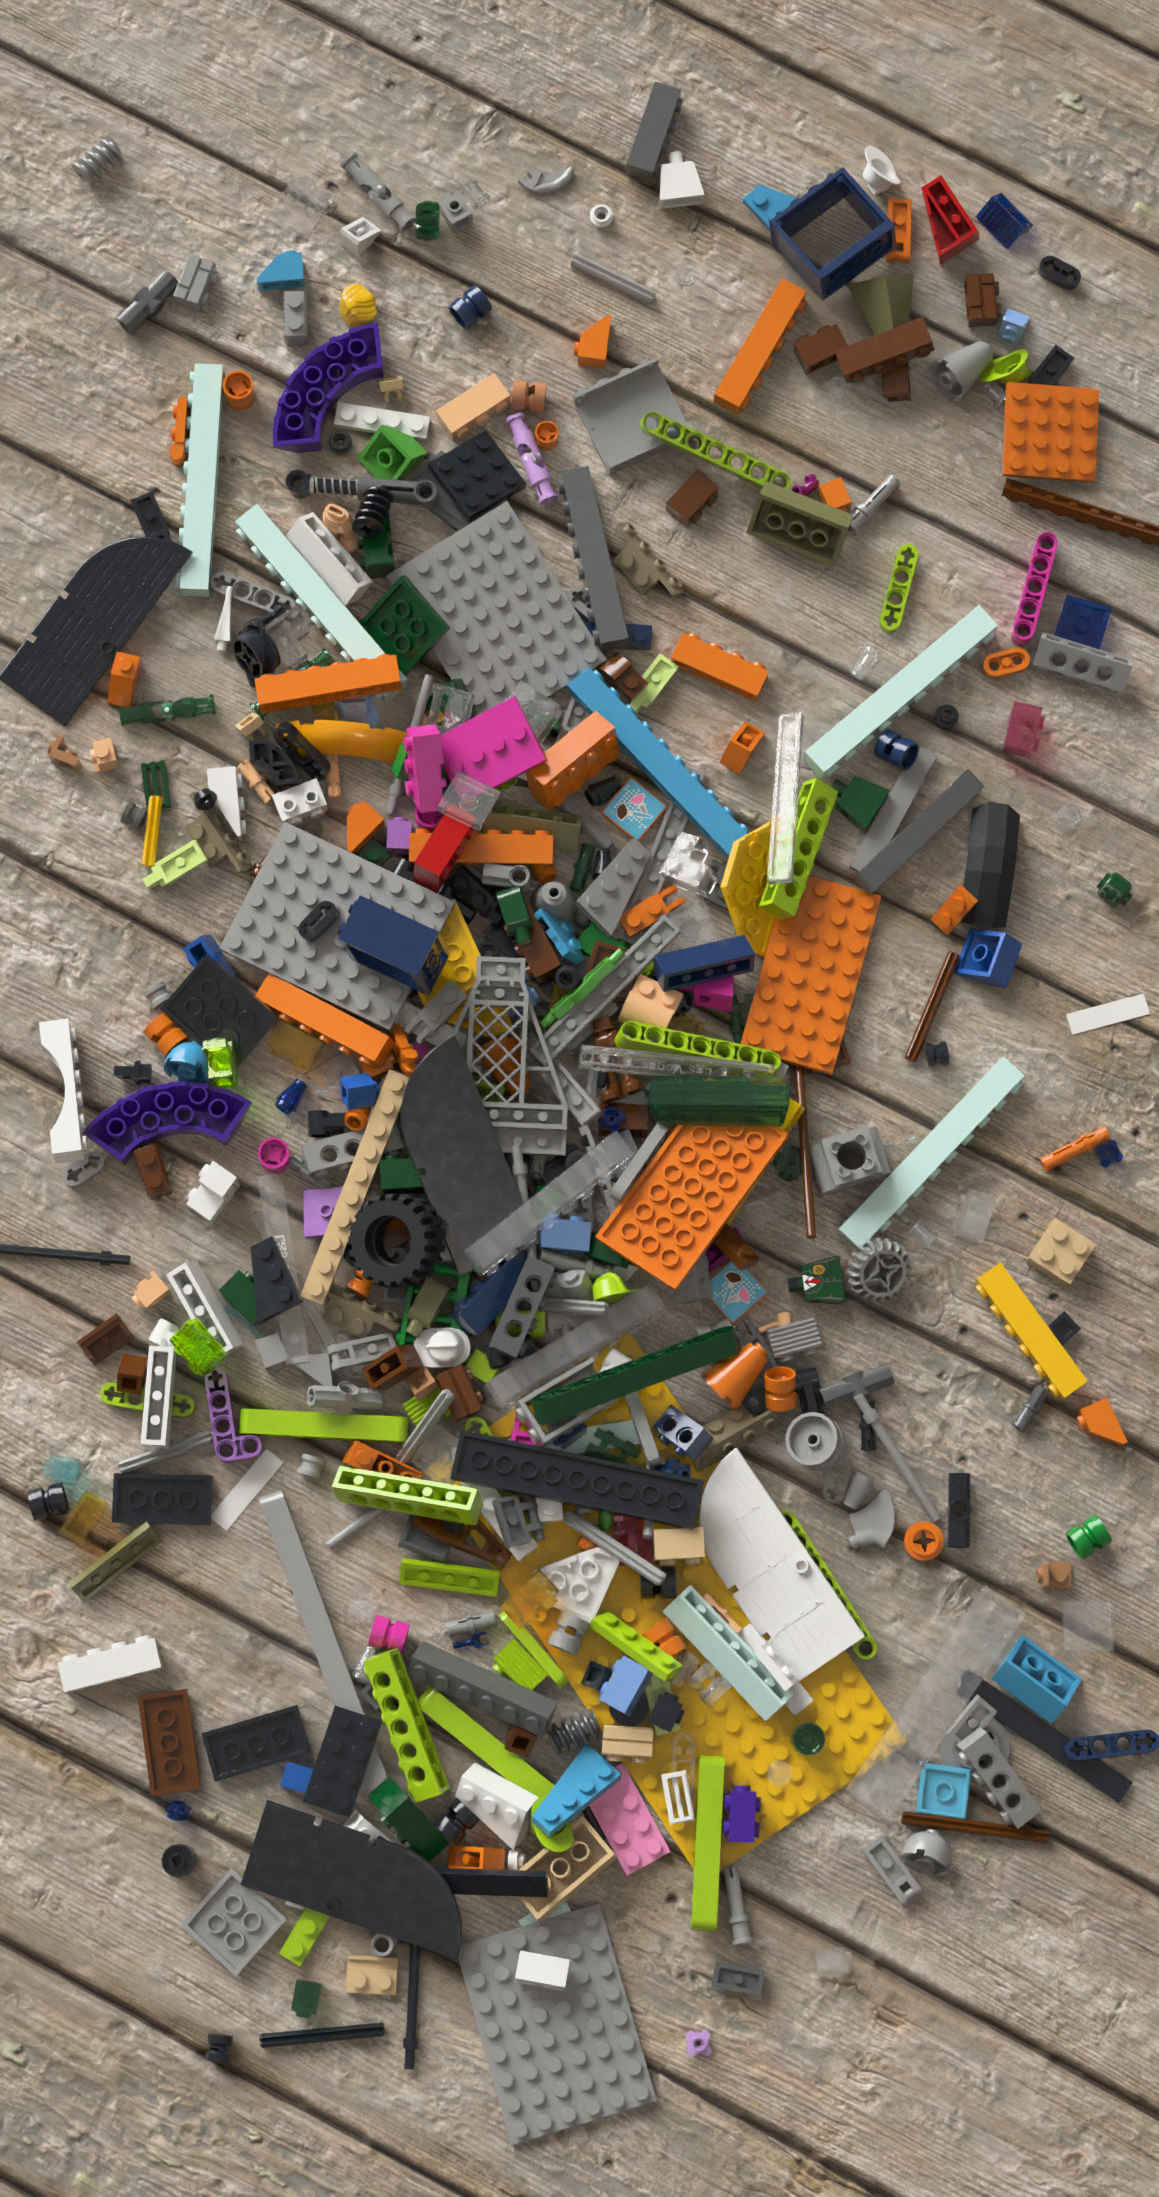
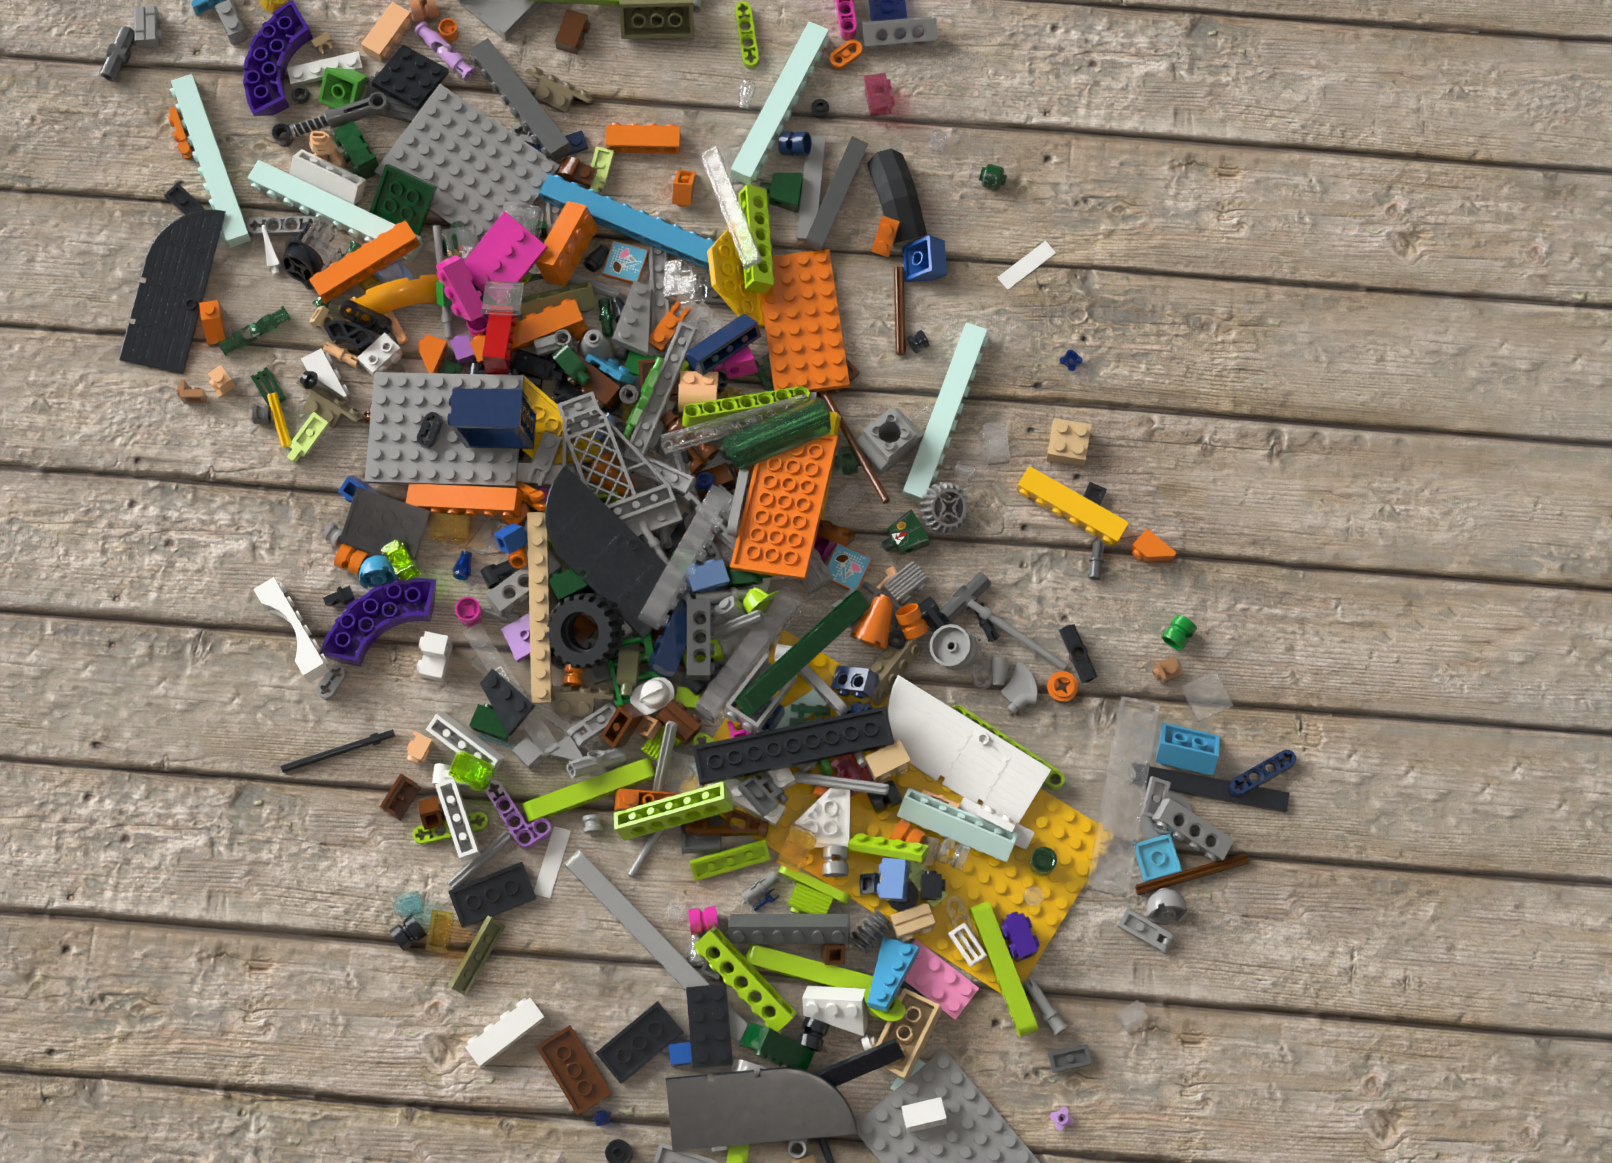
camera: 20 degrees left, 5 degrees down
(153, 1172) = (384, 661): reddish brown brick -> none
(239, 390) = (211, 87): orange wheel -> none
(372, 512) = (345, 129): black piece -> none
(476, 1857) = (838, 1053): orange slope -> none
(1083, 1144) = (1049, 362): orange pin -> none

